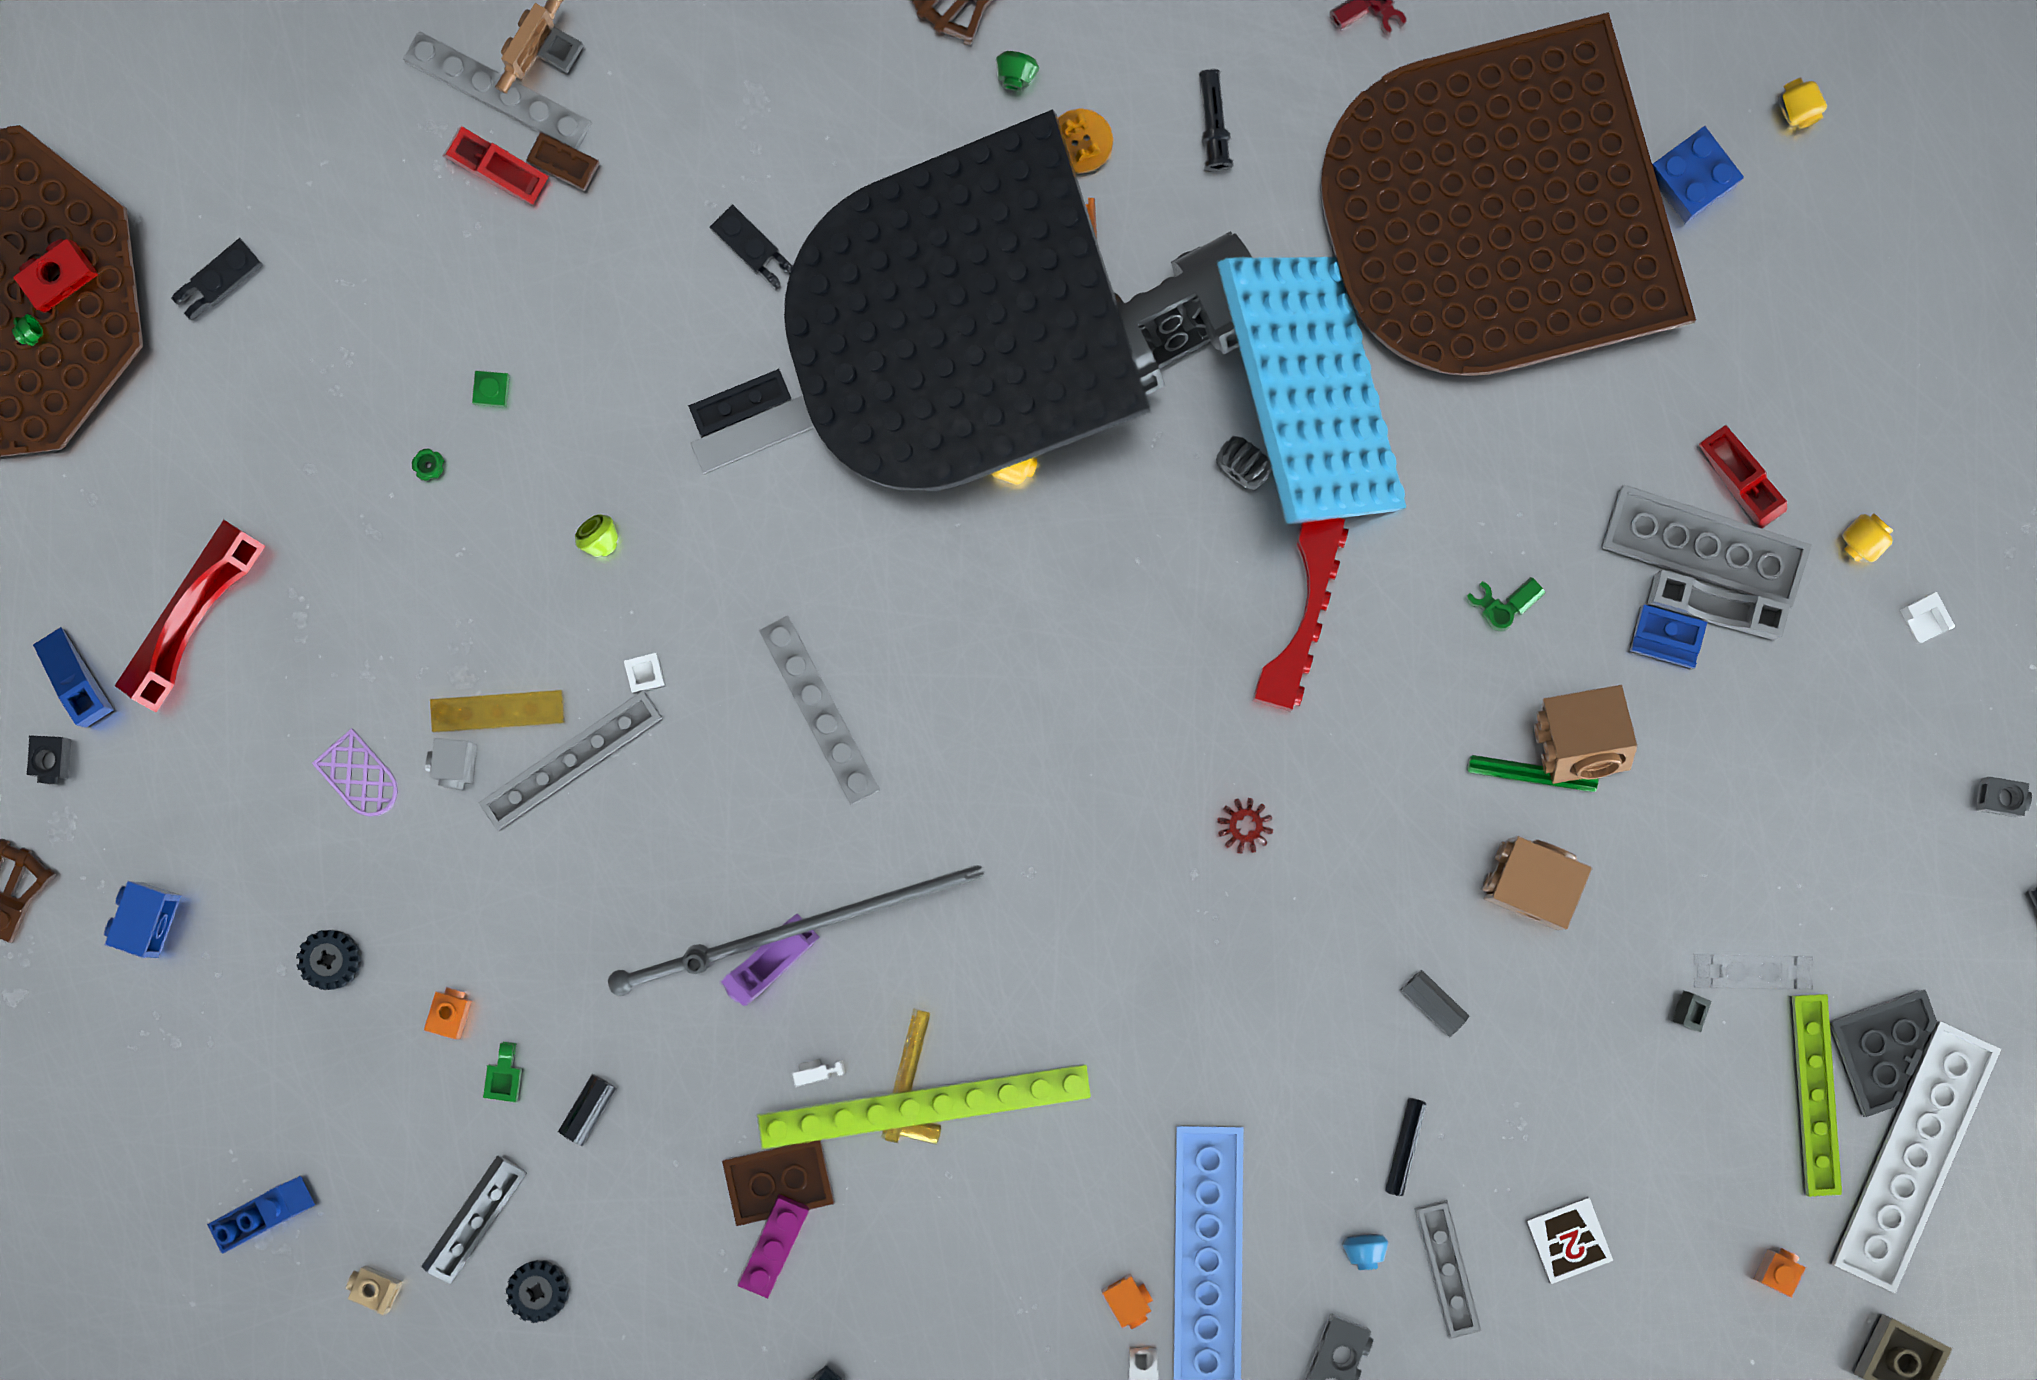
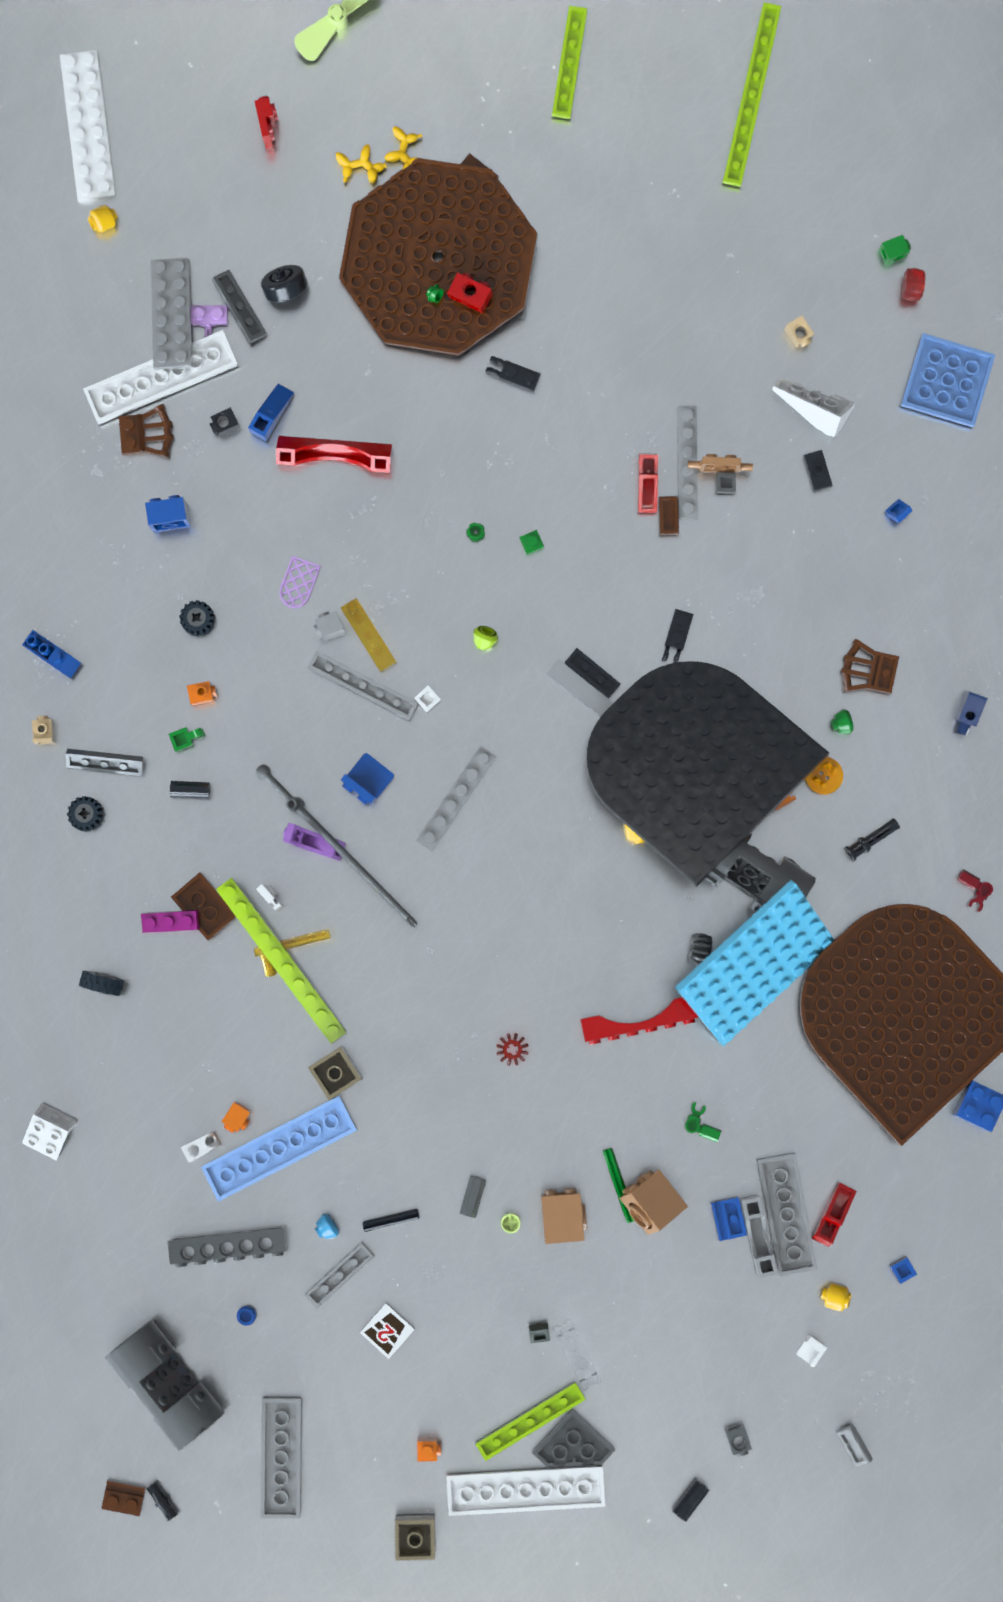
camera: 65 degrees right, 0 degrees up
(717, 829) = (367, 779): none -> blue bracket
(1139, 1114) = (335, 1073): none -> dark tan brick
(1509, 966) = (510, 1222): none -> yellowish green wheel
(1878, 418) = (903, 1270): none -> blue plate

